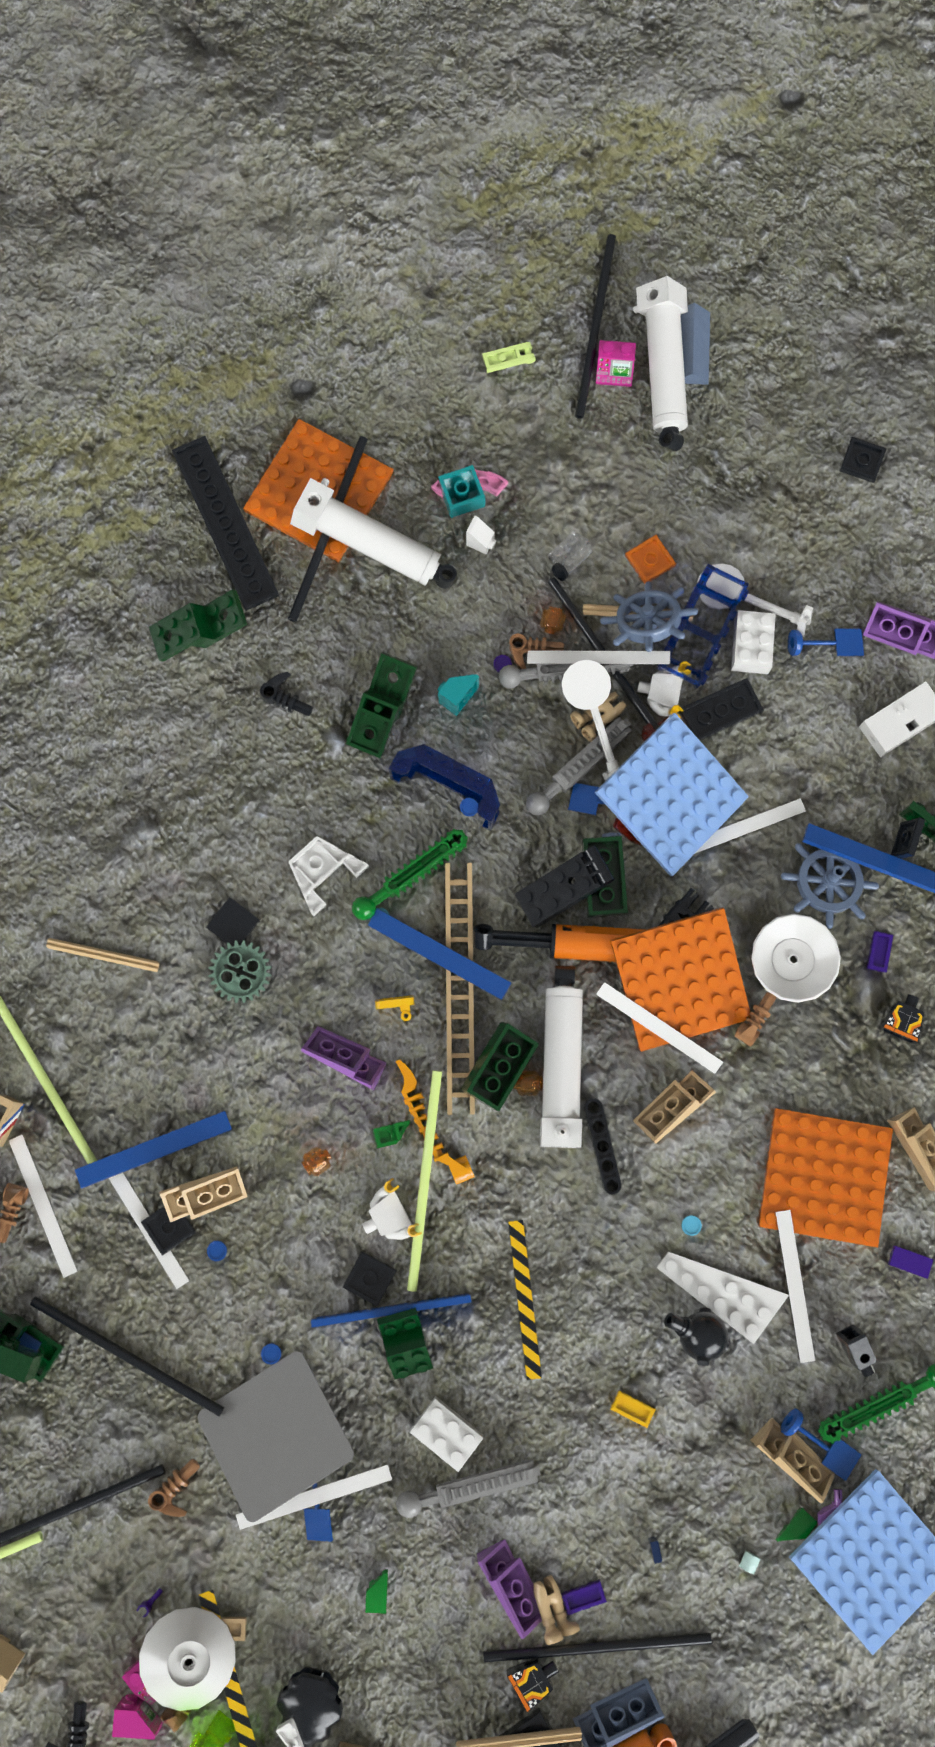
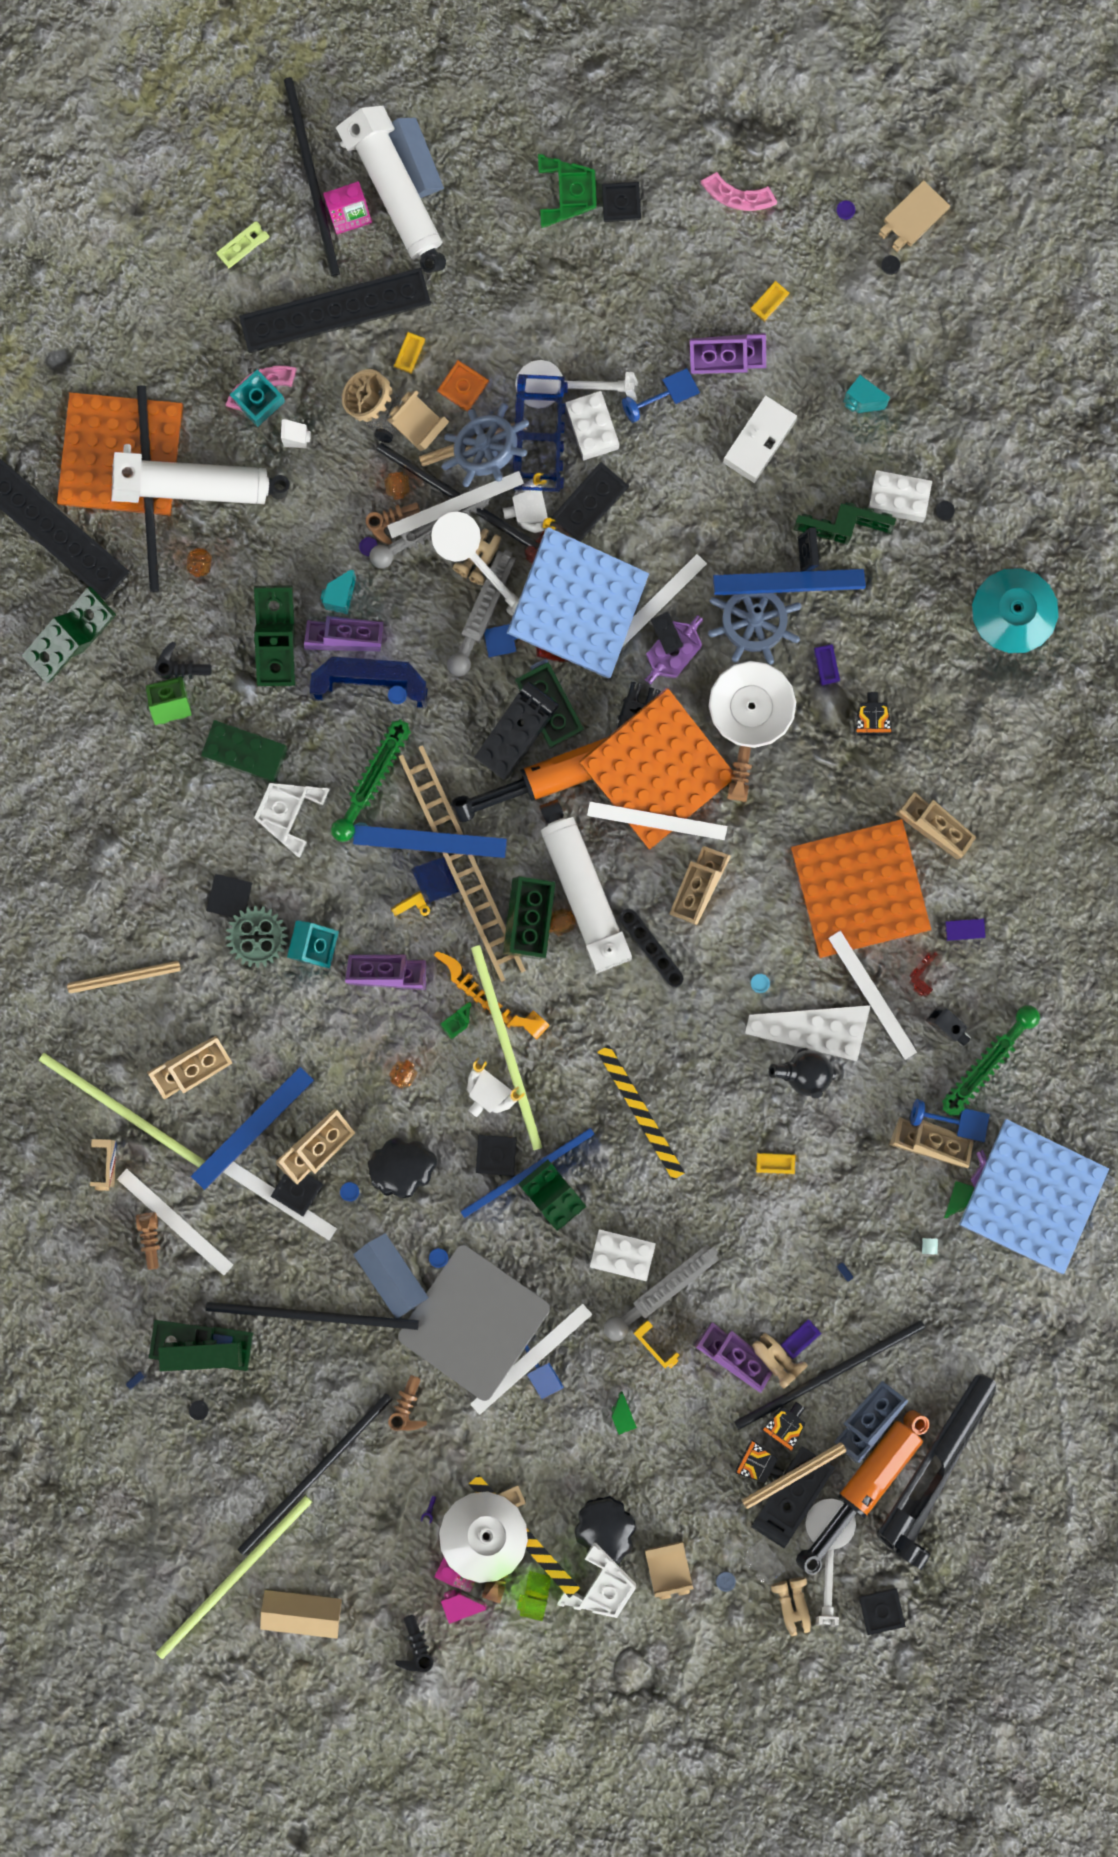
camera: 25 degrees left, 5 degrees up
(123, 1066) = (190, 1068): none -> tan slope
(218, 1351) = (390, 1275): none -> sand blue slope
(259, 722) = (168, 700): none -> bright green slope
(274, 1251) = (401, 1167): none -> black piece
(288, 1001) = (312, 944): none -> teal slope
(306, 797) = (244, 751): none -> dark green brick
(343, 612) = (199, 562): none -> clear orange head
(427, 992) = (435, 880): none -> clear blue tile
(430, 1520) = (640, 1331): none -> yellow panel
(444, 732) = (343, 635): none -> medium lavender slope
(488, 1707) = (758, 1463): none -> torso
(556, 529) = (361, 395): none -> tan gear
(565, 446) = (335, 310): none -> black plate
(595, 570) = (416, 421): none -> tan panel
(615, 510) = (409, 352): none -> yellow tile
(743, 857) = (667, 633): none -> black plate
(753, 865) = (669, 665): none -> medium lavender plate
(826, 432) = (576, 190): none -> green wing
(845, 1299) = (921, 987): none -> clear red bracket

